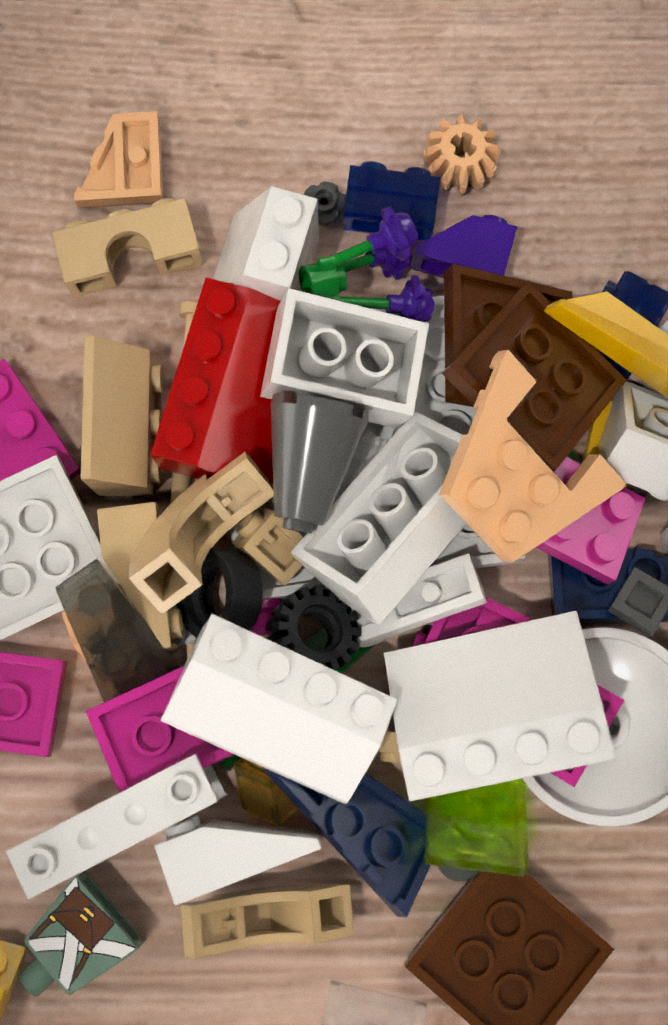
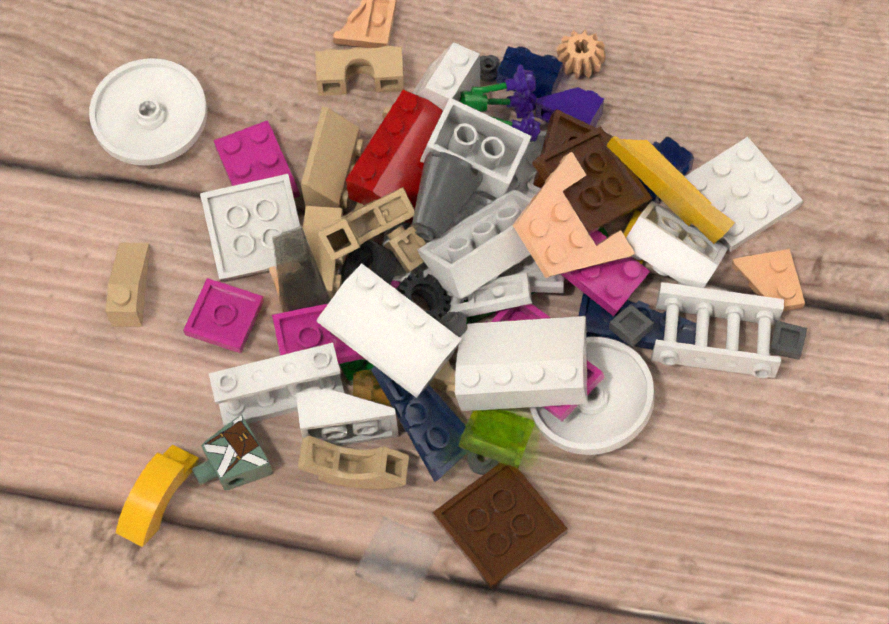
camera: 15 degrees right, 15 degrees down
(372, 663) = (455, 322): none -> dark grey plate

